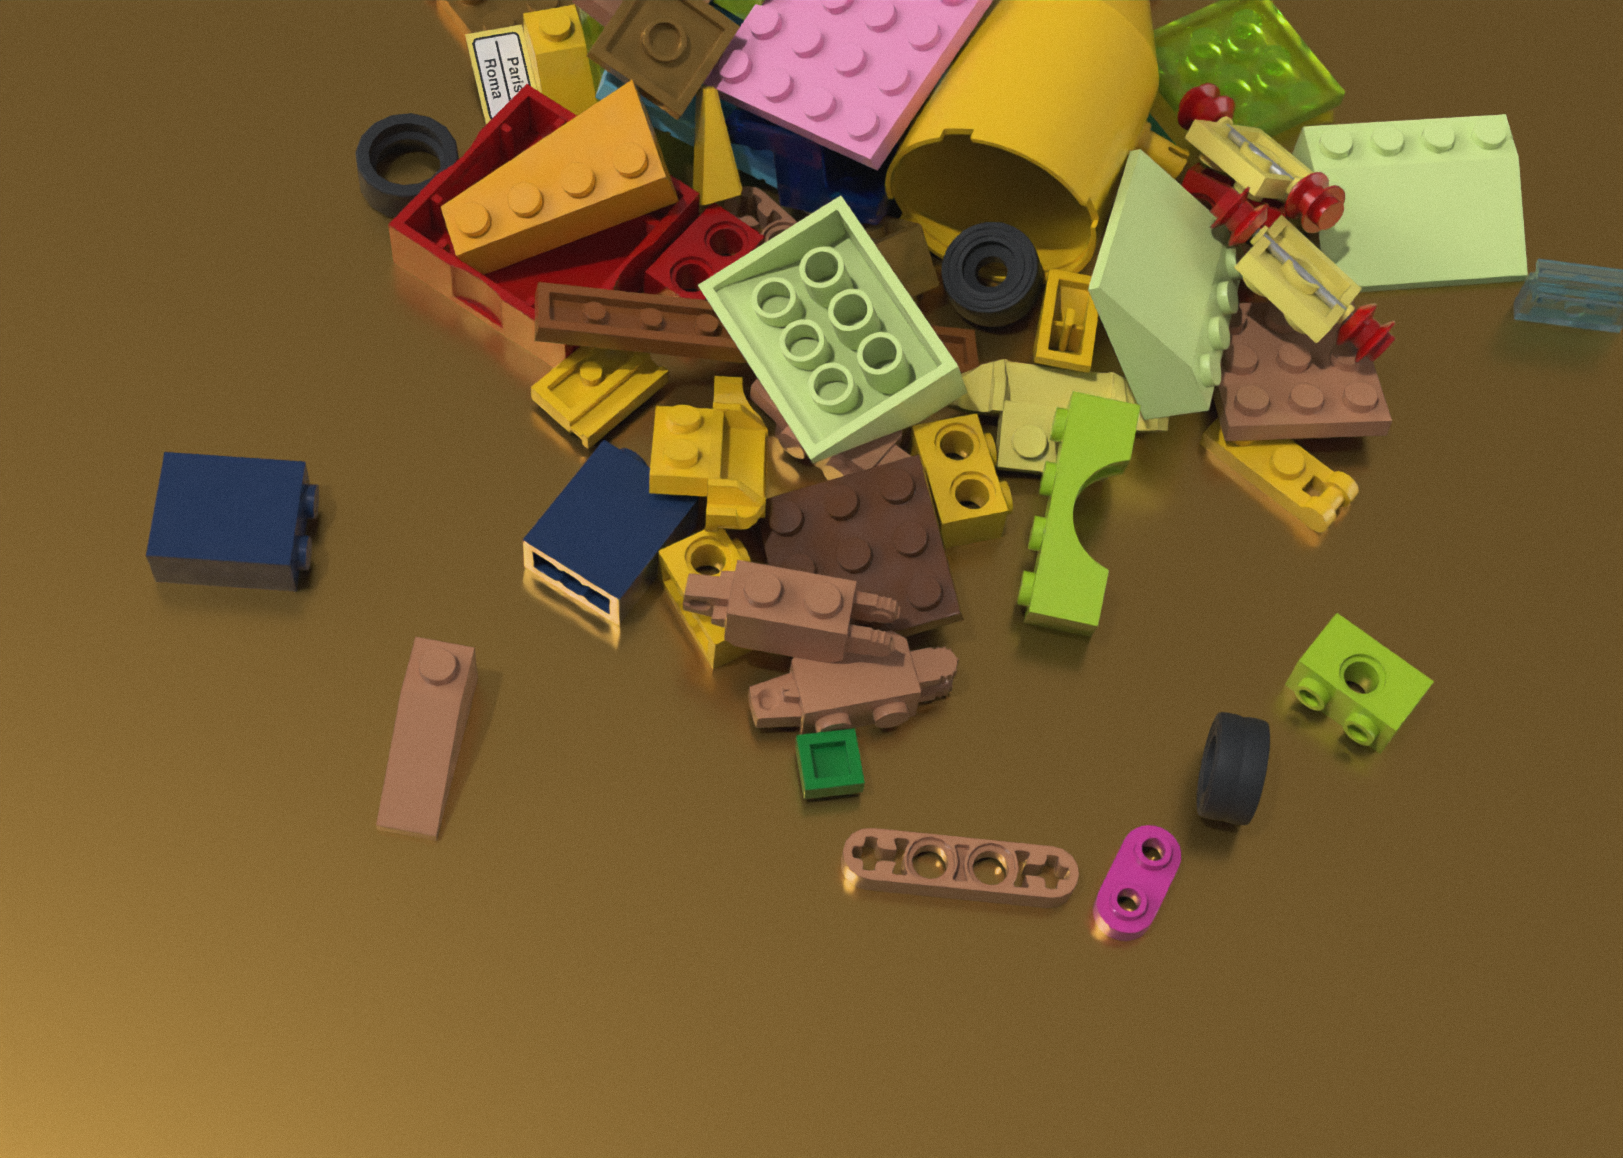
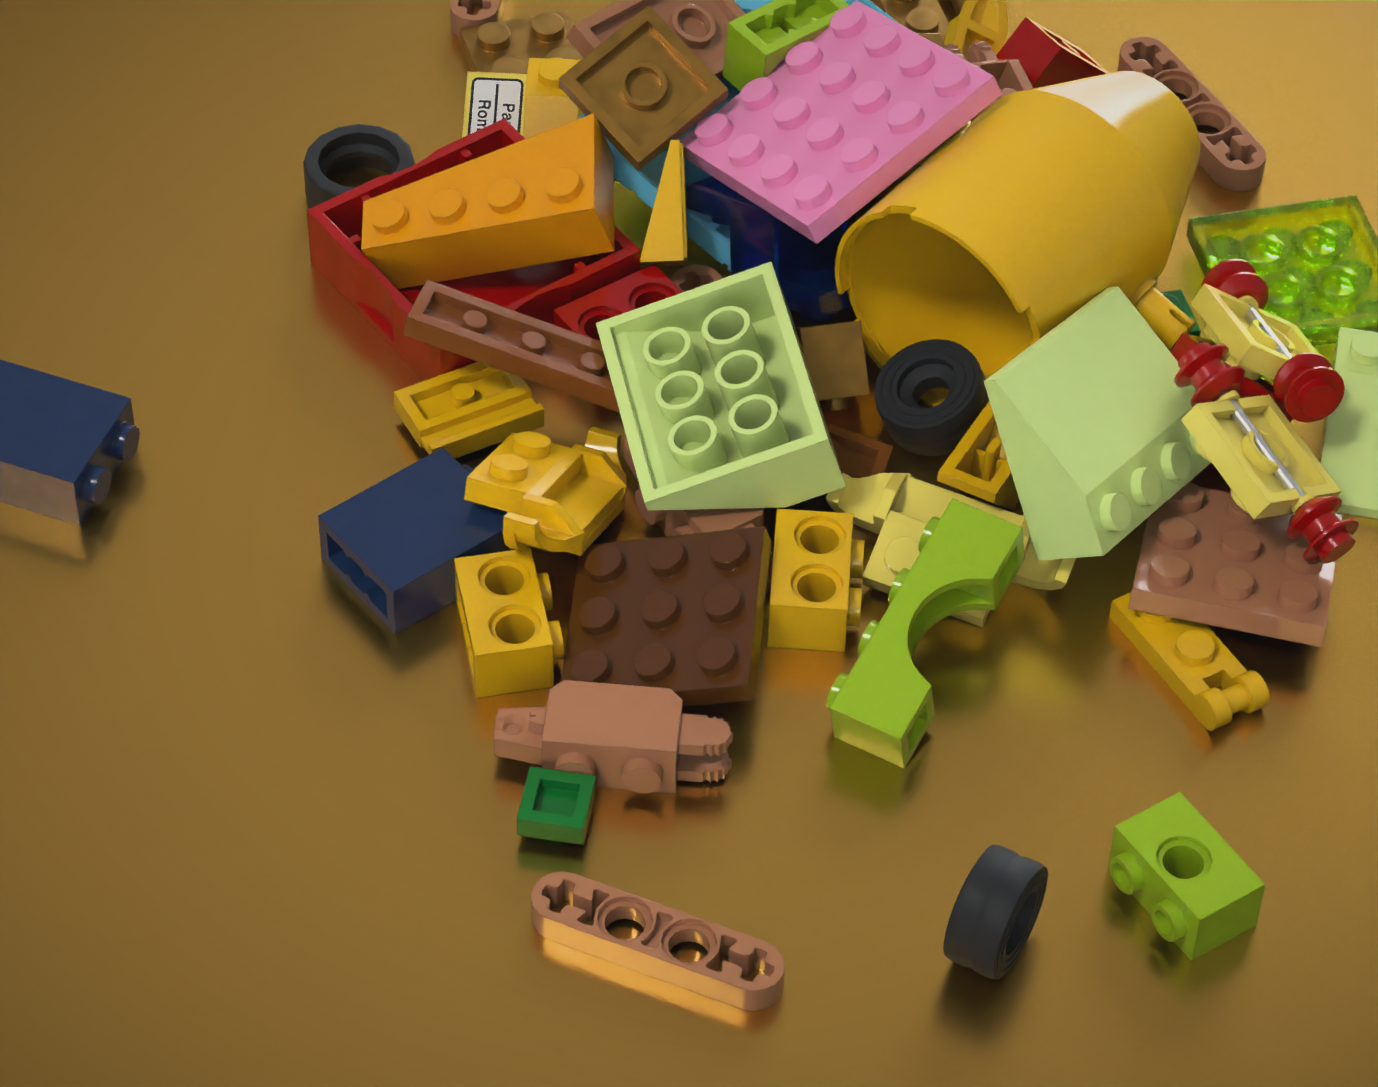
camera: 25 degrees right, 15 degrees down
(427, 737) = (149, 673): nougat slope -> none
(792, 612) = (560, 632): nougat hinge -> none
(1138, 879) = (856, 1003): dark pink plate -> none

